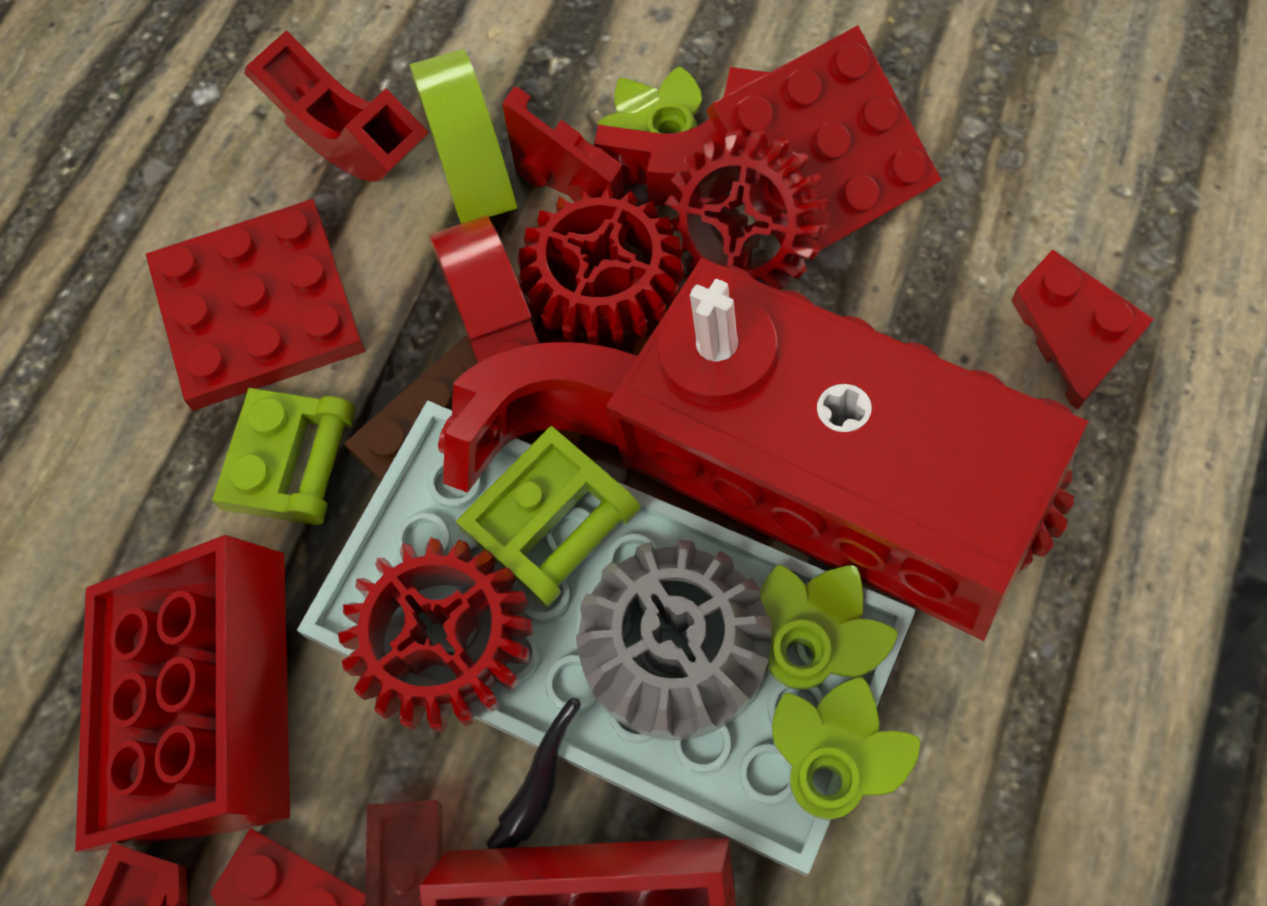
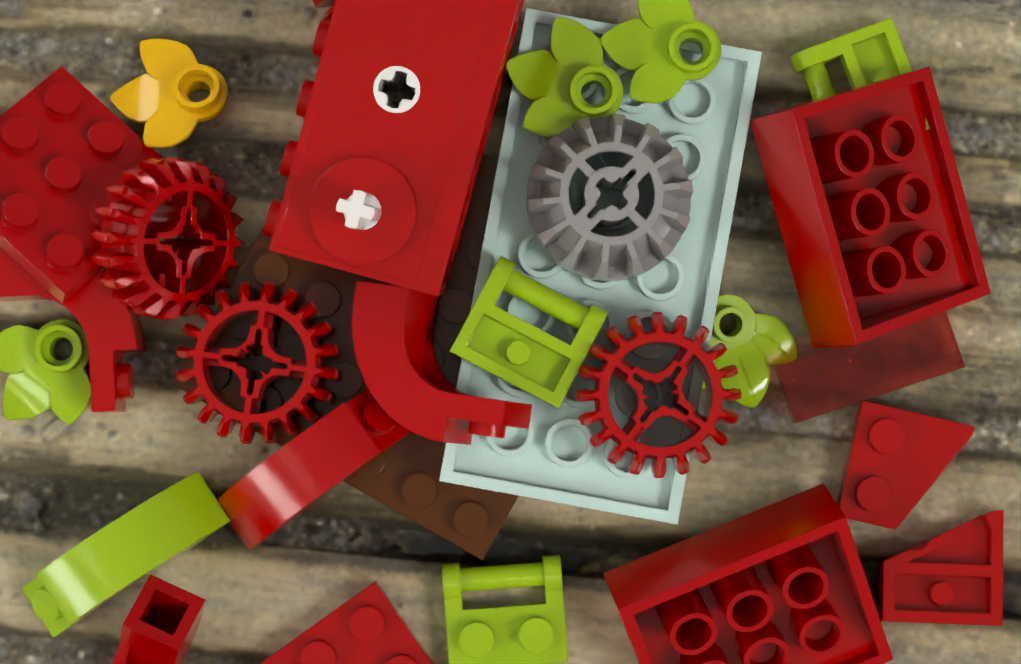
camera: 110 degrees left, 20 degrees up
(465, 771) = (752, 347): none -> lime plate
(536, 793) = (752, 287): black animal -> none
(557, 156) = (133, 463): red wing -> none
(894, 262) = (164, 93): none -> yellow plate

